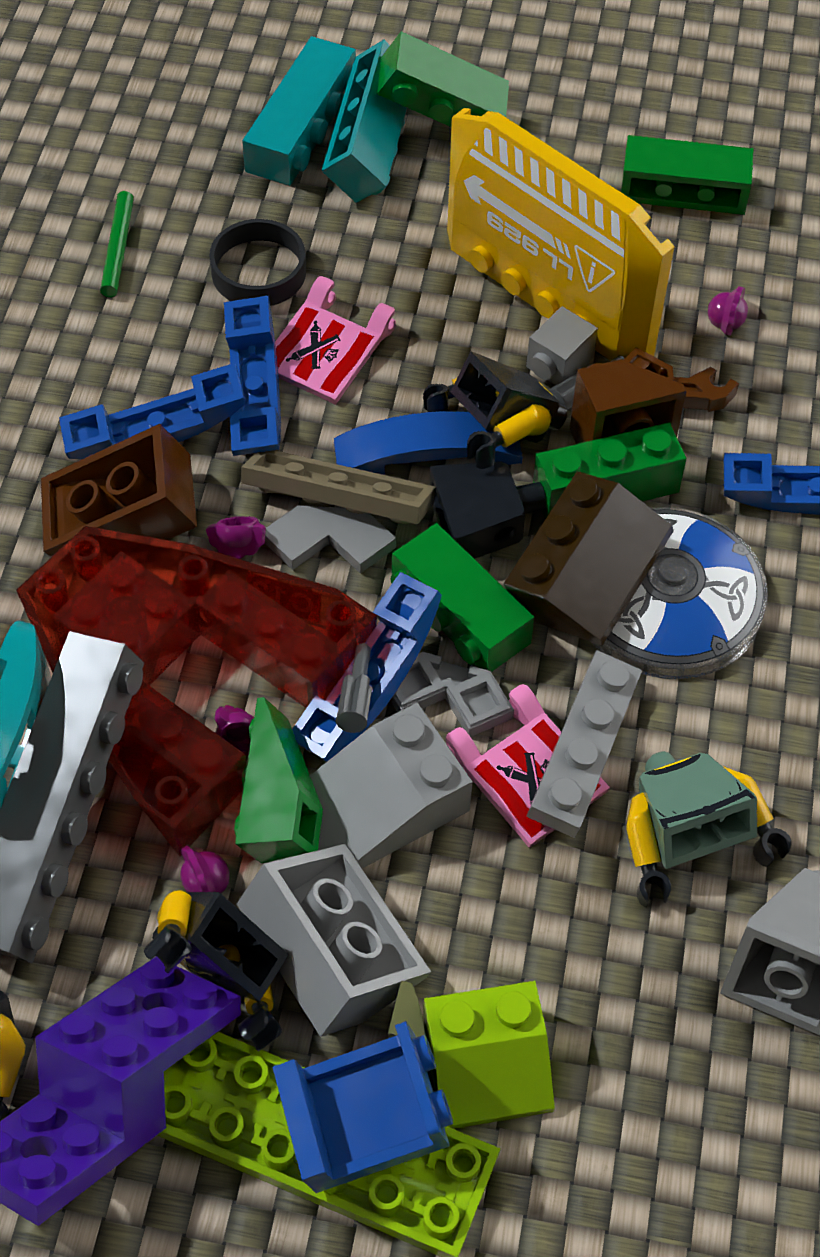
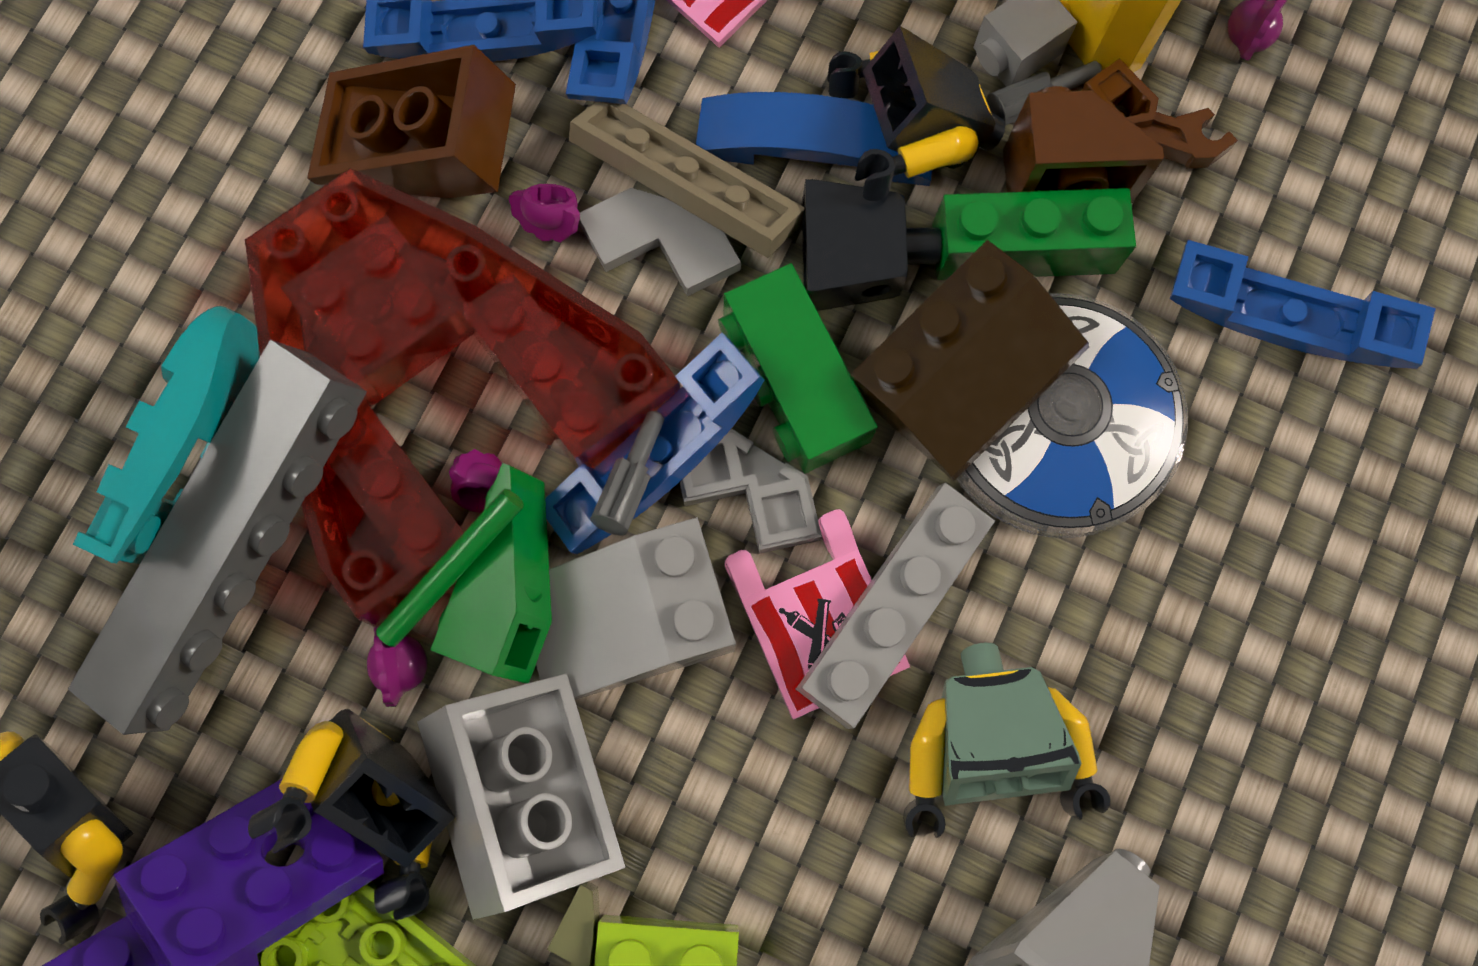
camera: 10 degrees right, 20 degrees up
(236, 779) = (450, 567): none -> green bar

